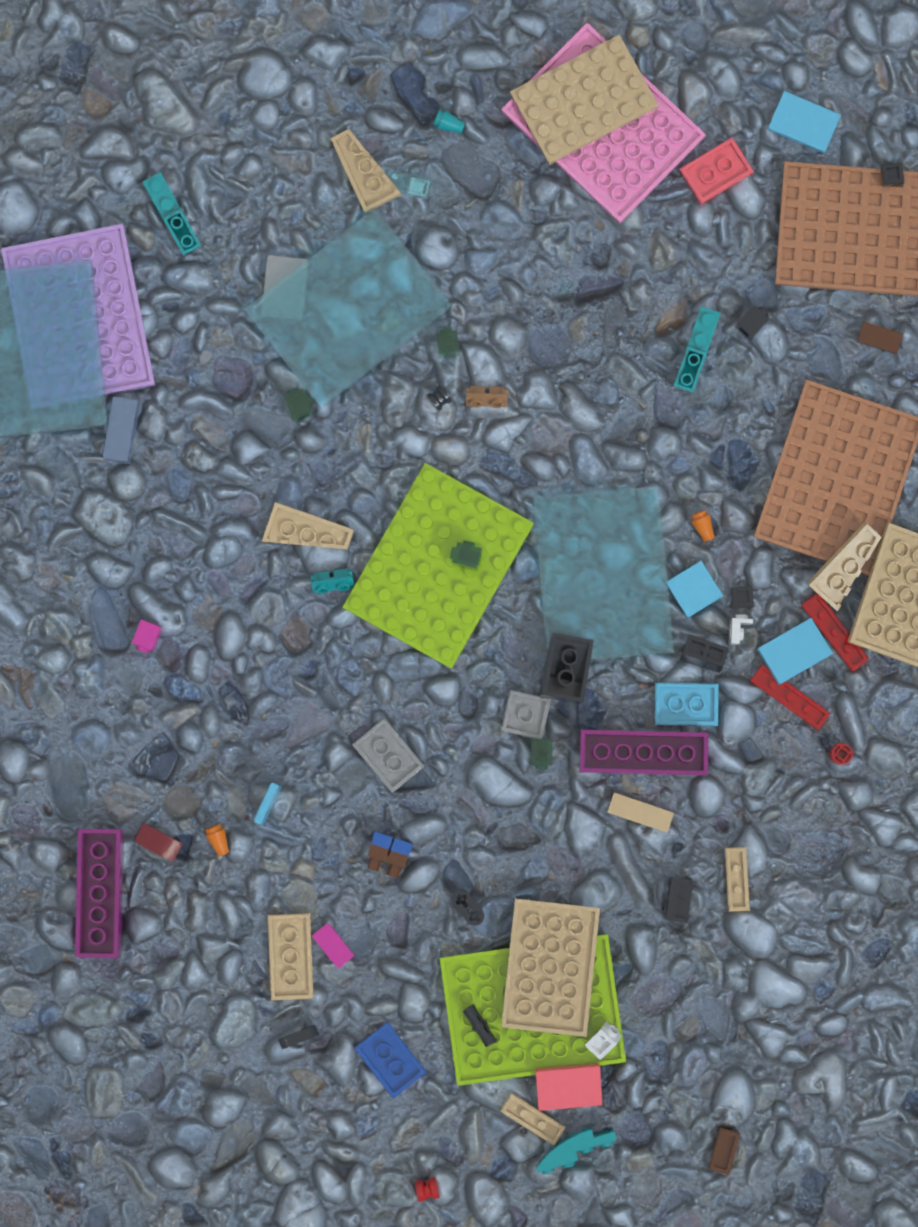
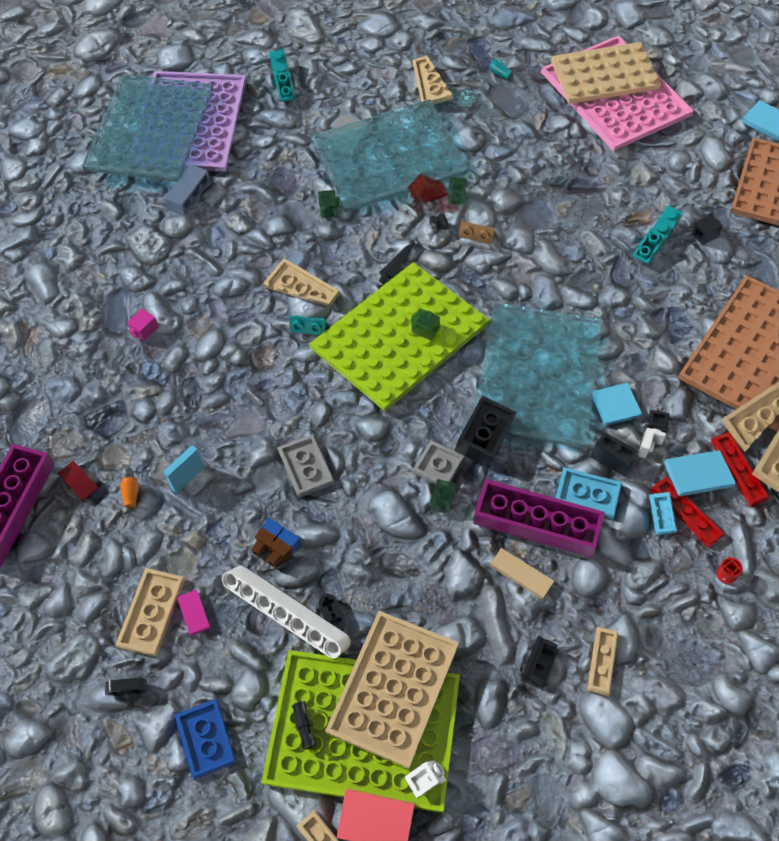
camera: 15 degrees right, 25 degrees down
(403, 472) = (394, 265): none -> black bar
(411, 350) = (427, 189): none -> clear red slope
(423, 921) = (286, 611): none -> white beam
(703, 525) = (634, 354): orange cone -> none
(716, 171) = (696, 136): coral tile -> none
(766, 708) = (663, 513): none -> medium azure plate

